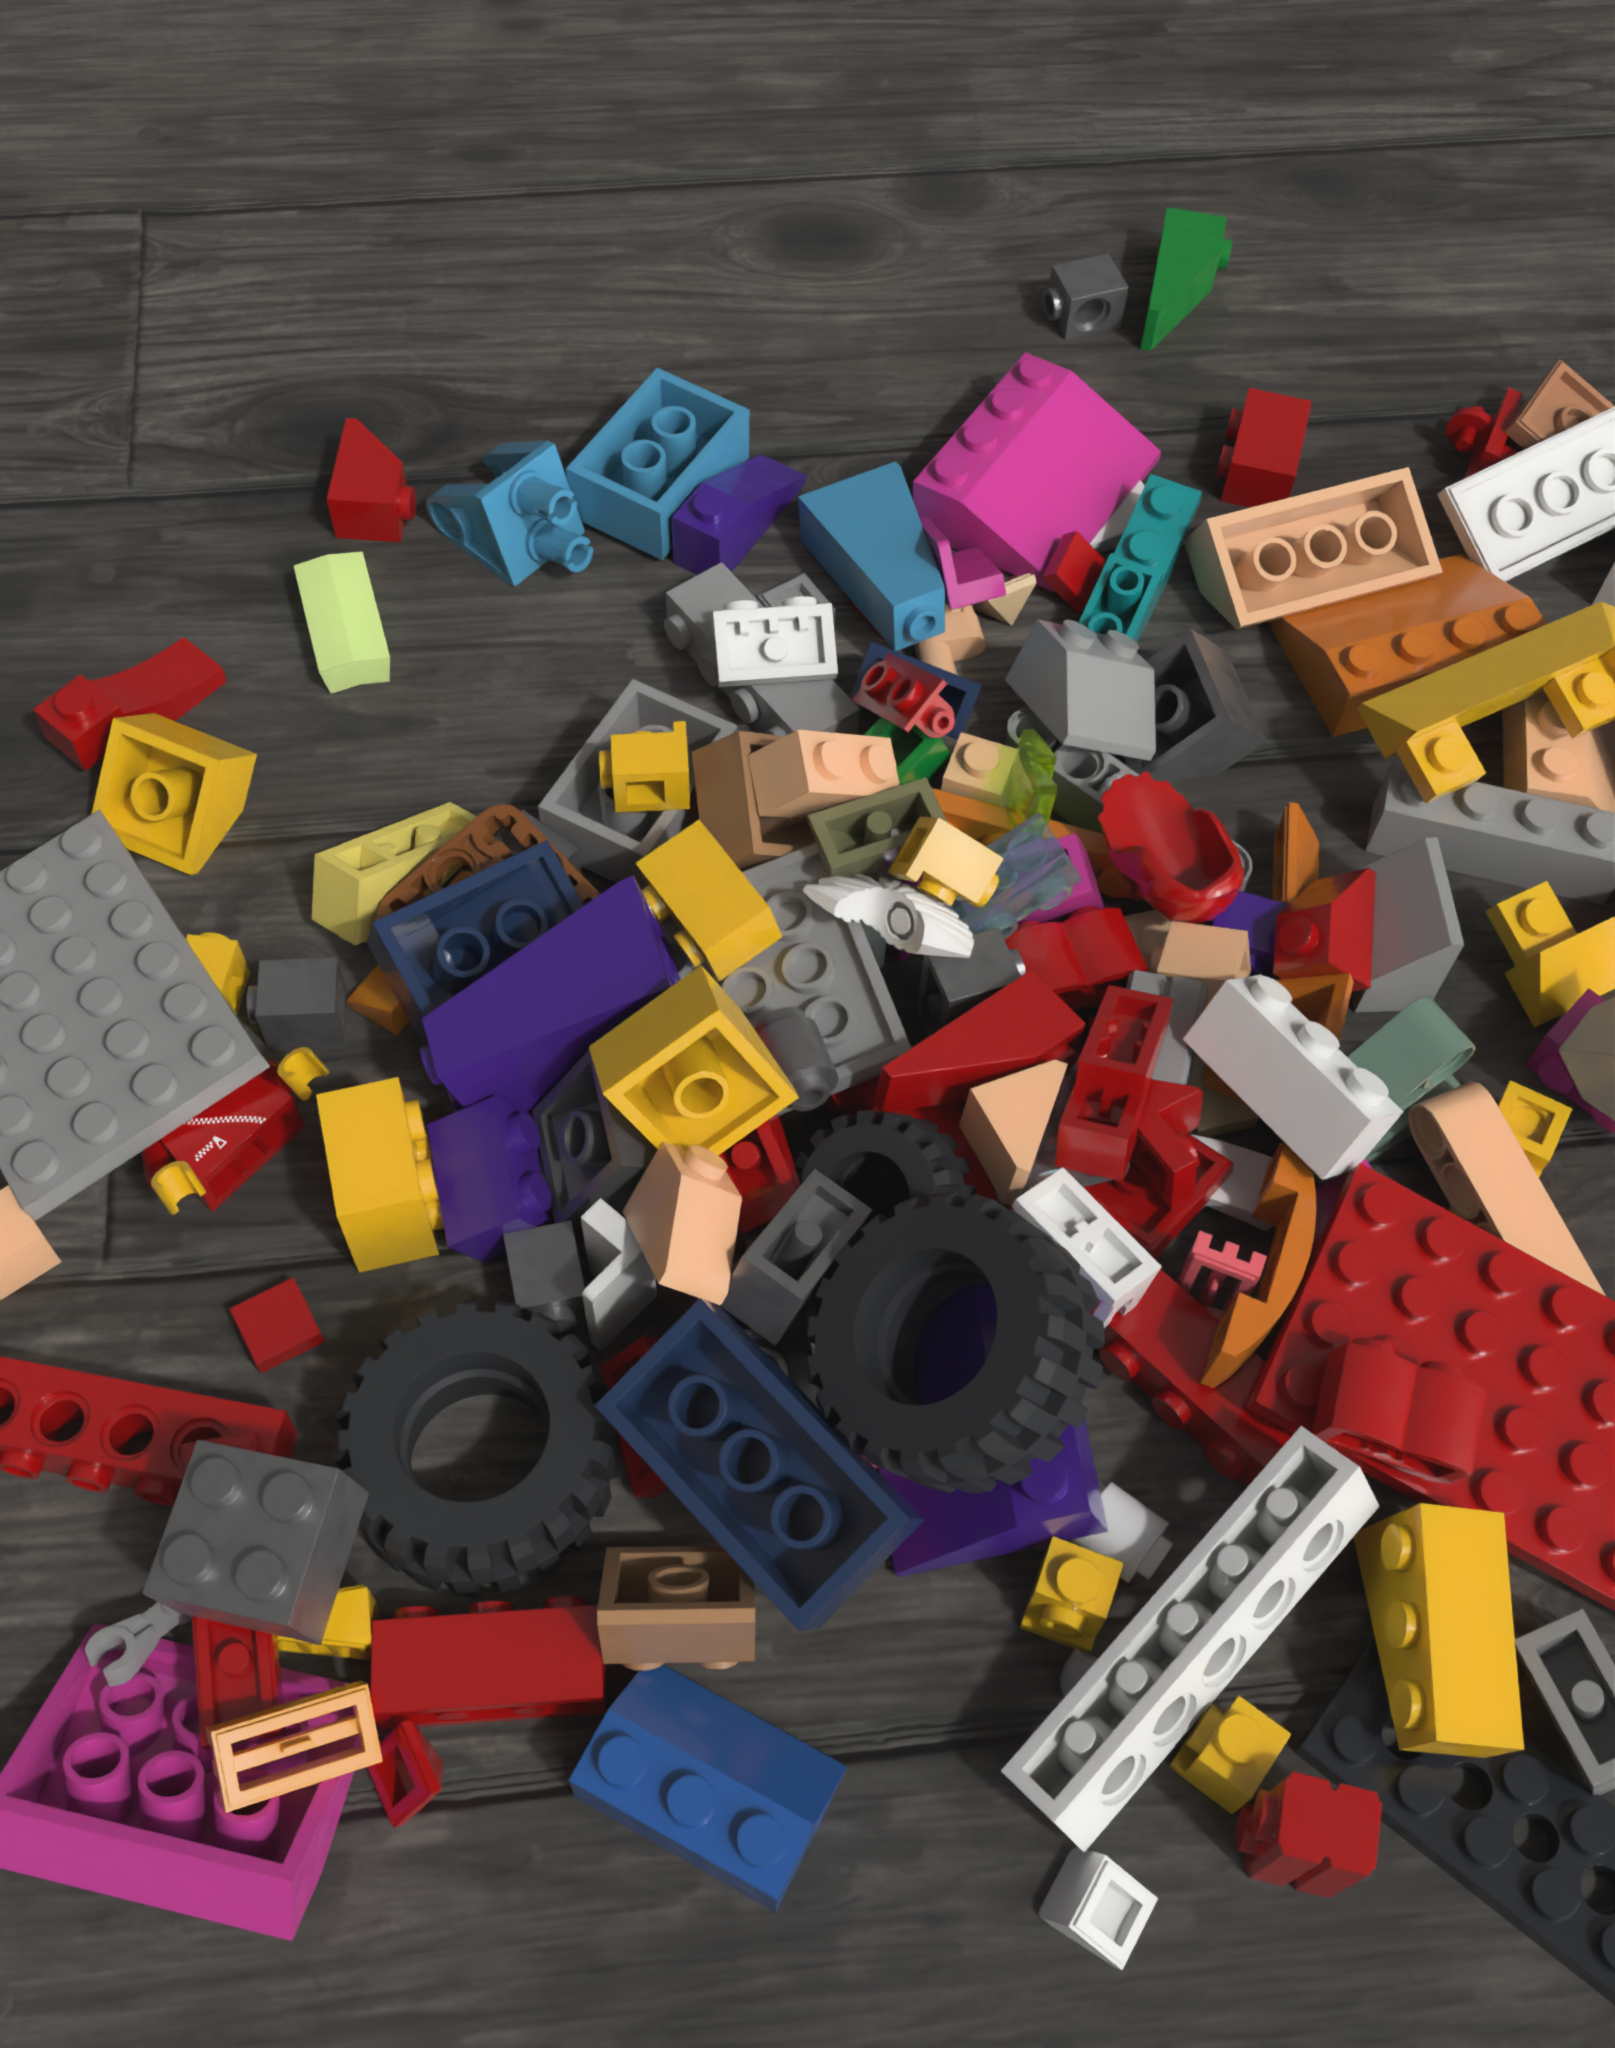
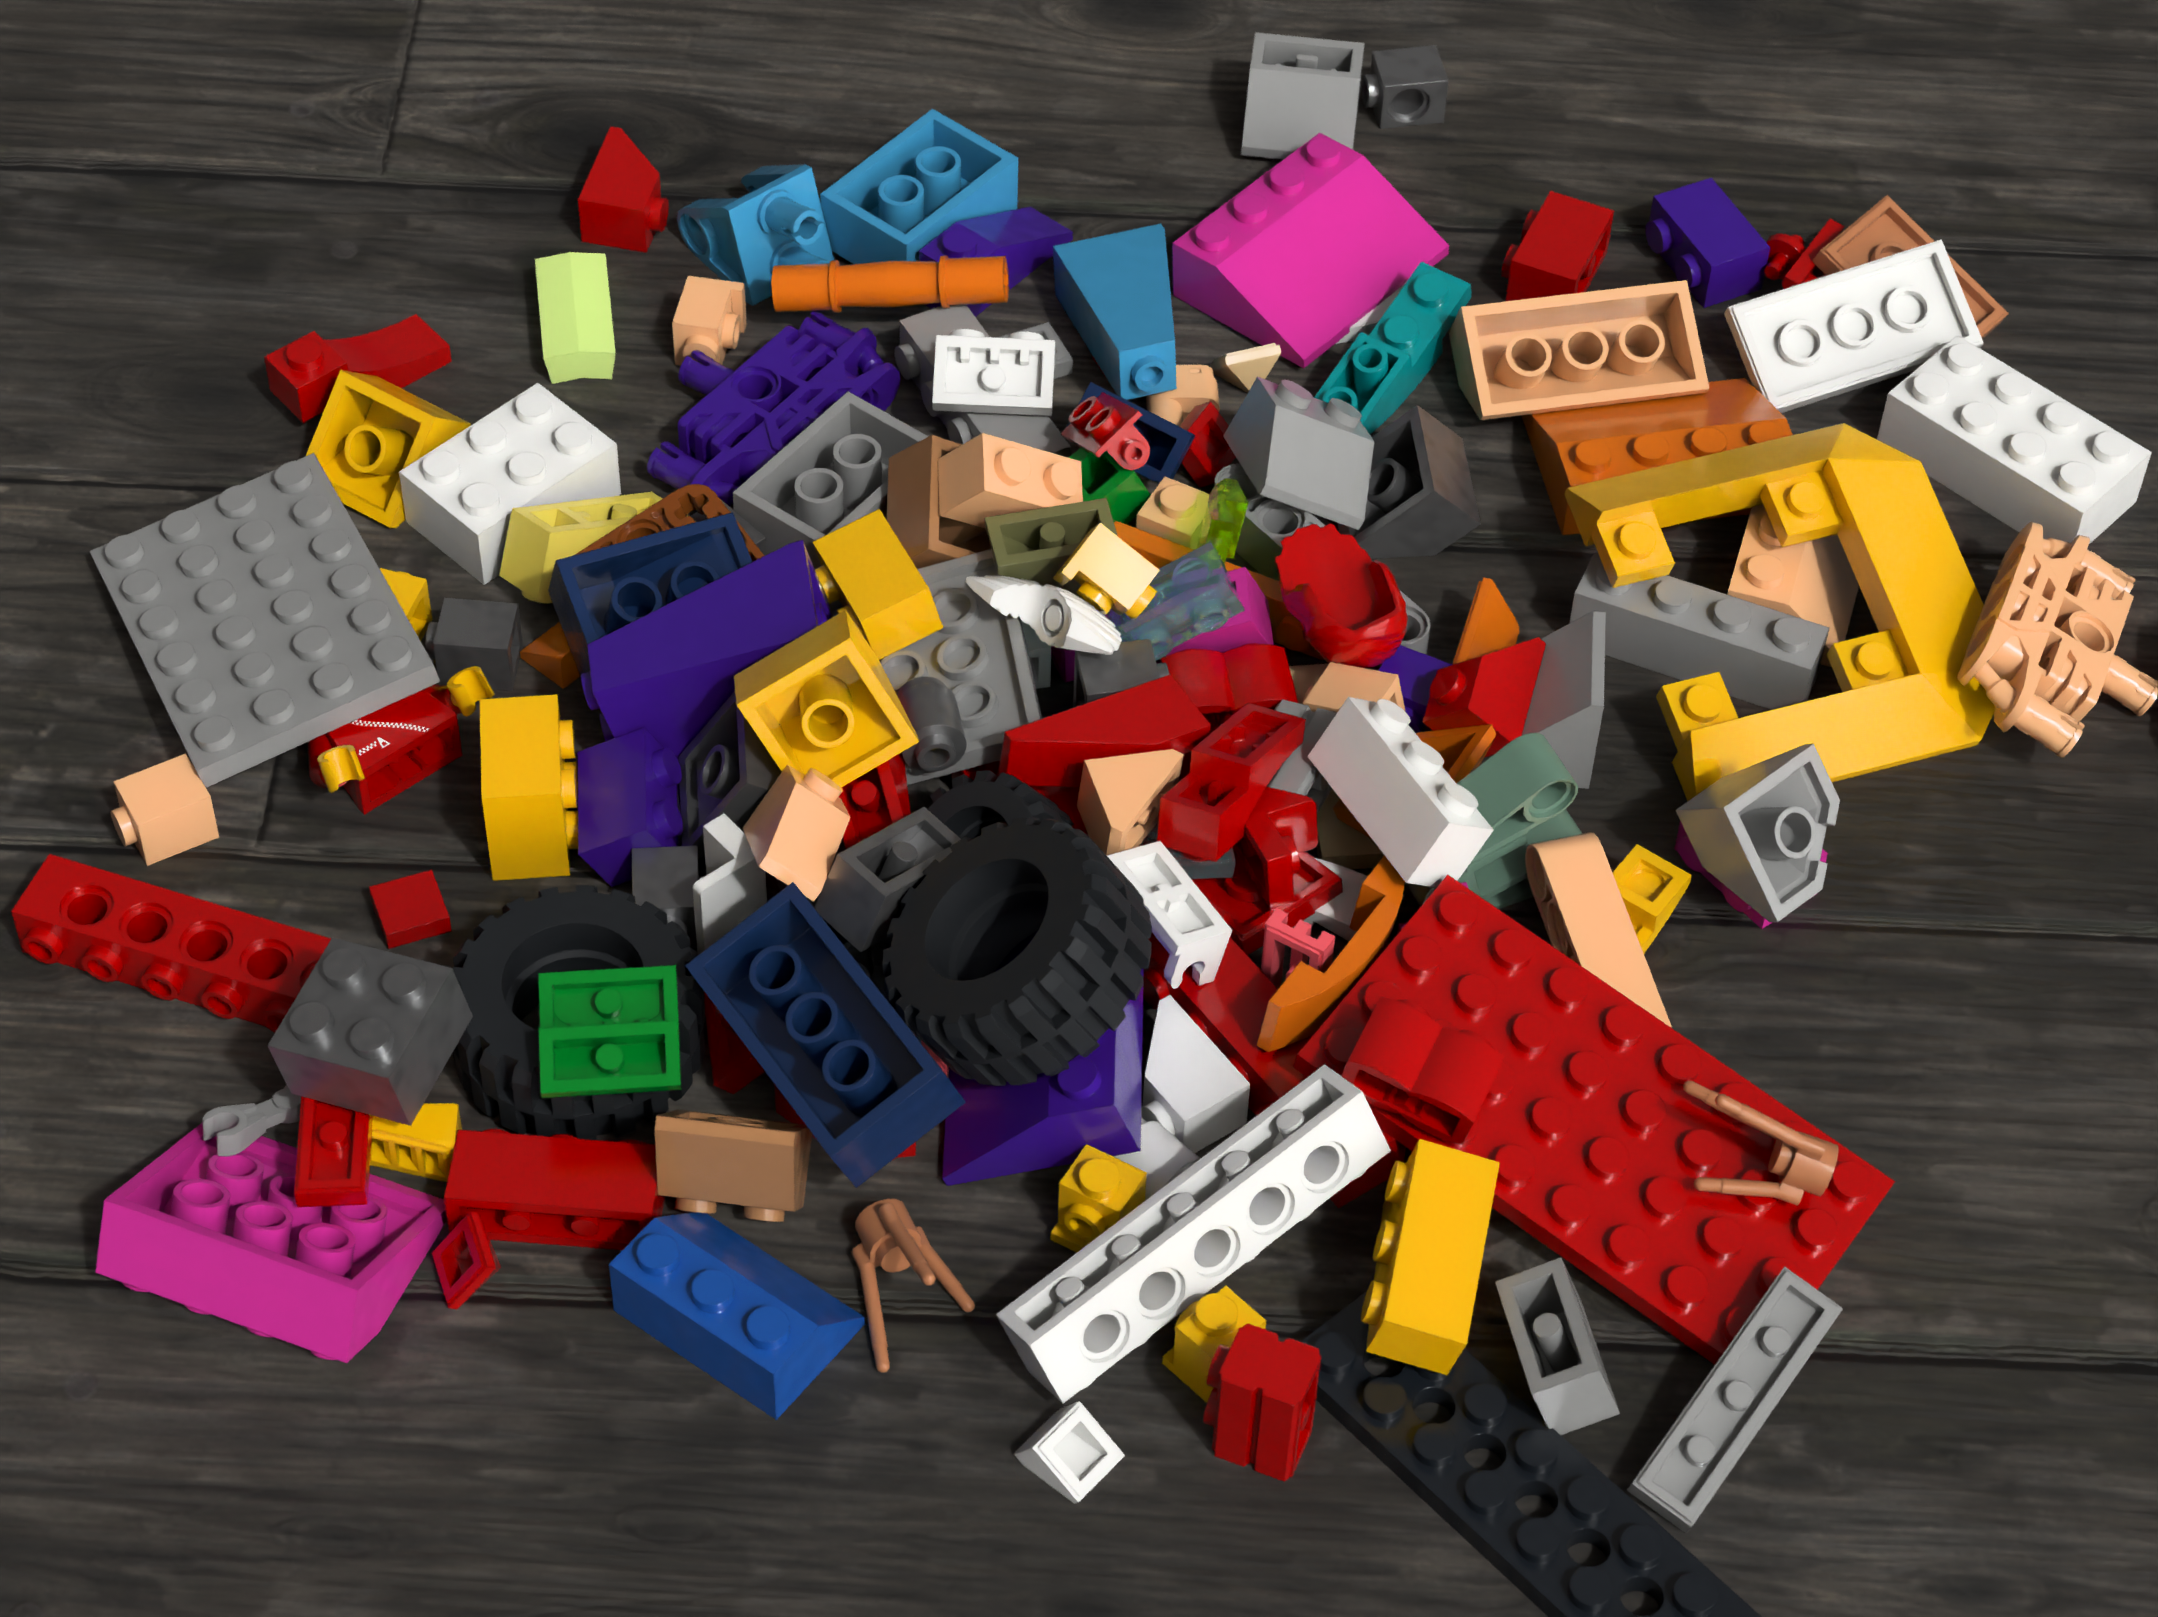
camera: 10 degrees right, 10 degrees down
(226, 1763) = (316, 1203): light orange tile -> none
(298, 800) = (512, 458): none -> white brick
(475, 612) = (708, 318): none -> light nougat brick
(523, 1499) = (609, 1031): none -> green slope
(551, 699) = (768, 402): none -> dark purple piece
(647, 770) = (843, 468): yellow brick -> none
(650, 556) = (890, 284): none -> orange piece
(864, 1670) = (895, 1244): none -> nougat plant
(966, 574) = (1202, 339): dark pink panel -> none
(984, 668) = (1209, 448): none -> red plate
(994, 315) = (1300, 91): none -> light grey slope
(1074, 570) = (1323, 344): red tile -> none
(1133, 1426) = (1191, 1082): none -> white slope
(1185, 269) = (1518, 72): green slope -> none
(1395, 420) = (1707, 242): none -> dark purple brick

